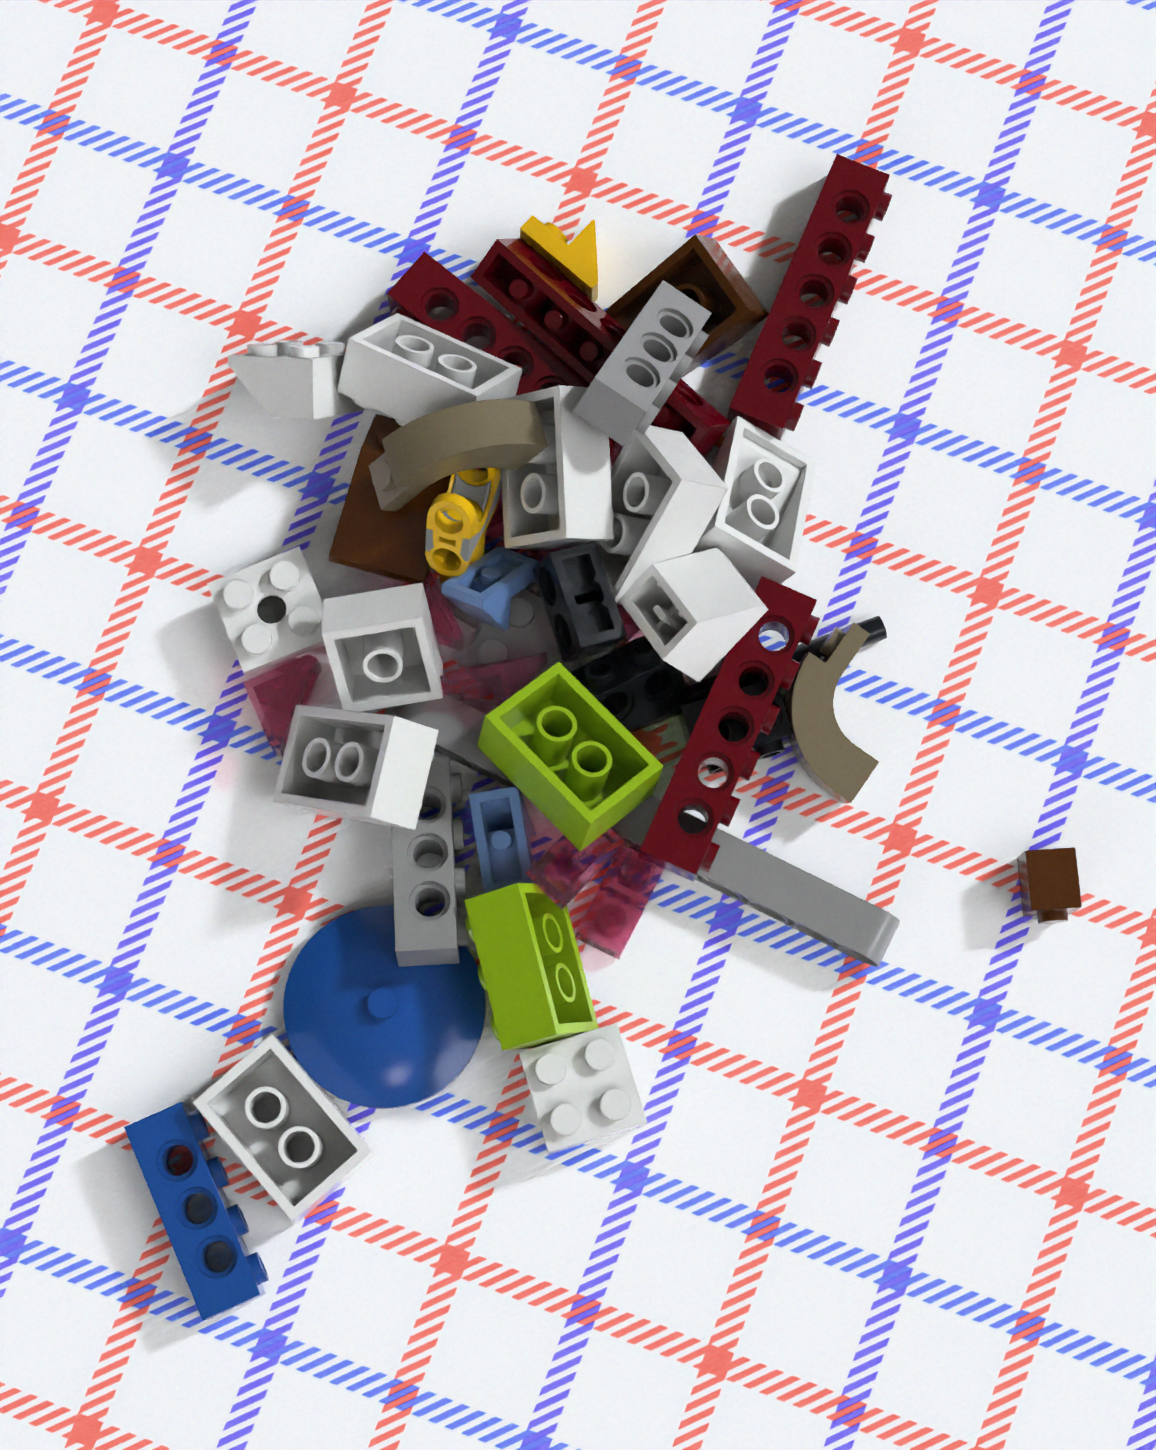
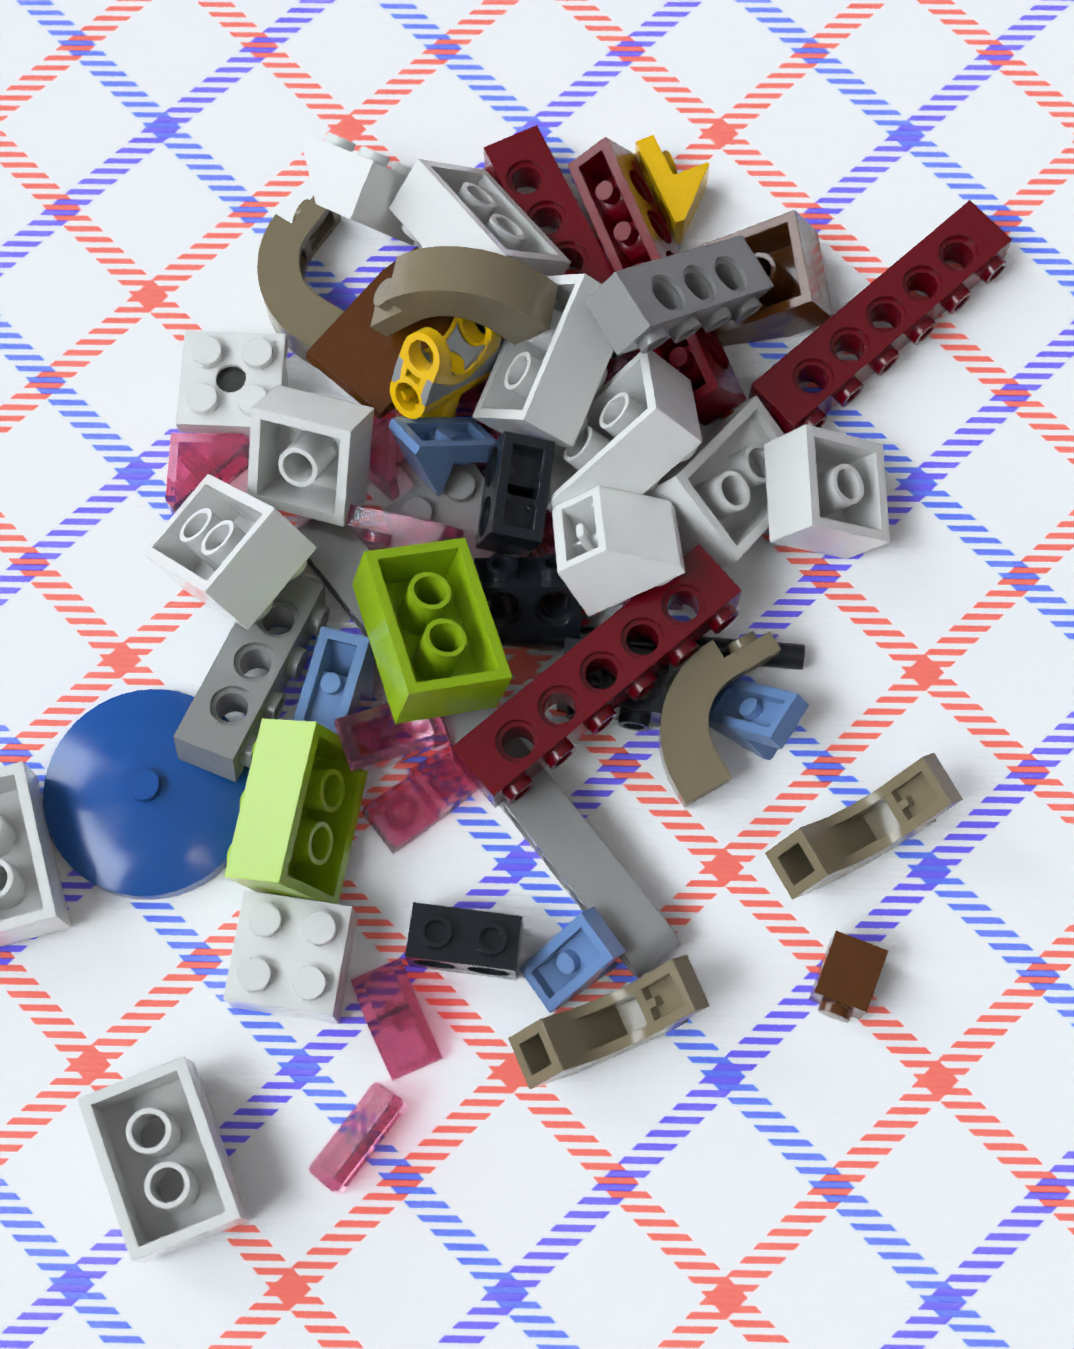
camera: 30 degrees right, 5 degrees down
(274, 508) = (282, 271): none -> dark tan arch
(564, 1309) = (162, 1160): none -> white brick
(693, 1096) = (396, 1019): none -> clear pink slope
(711, 1211) = (357, 1138): none -> clear pink slope
(721, 1005) = (464, 941): none -> black brick
(818, 978) = (573, 960): none -> medium blue slope
(839, 476) = (826, 492): none -> white brick
(874, 697) = (757, 716): none -> medium blue slope
(877, 1016) = (610, 1024): none -> dark tan arch
(1007, 752) = (865, 829): none -> dark tan arch

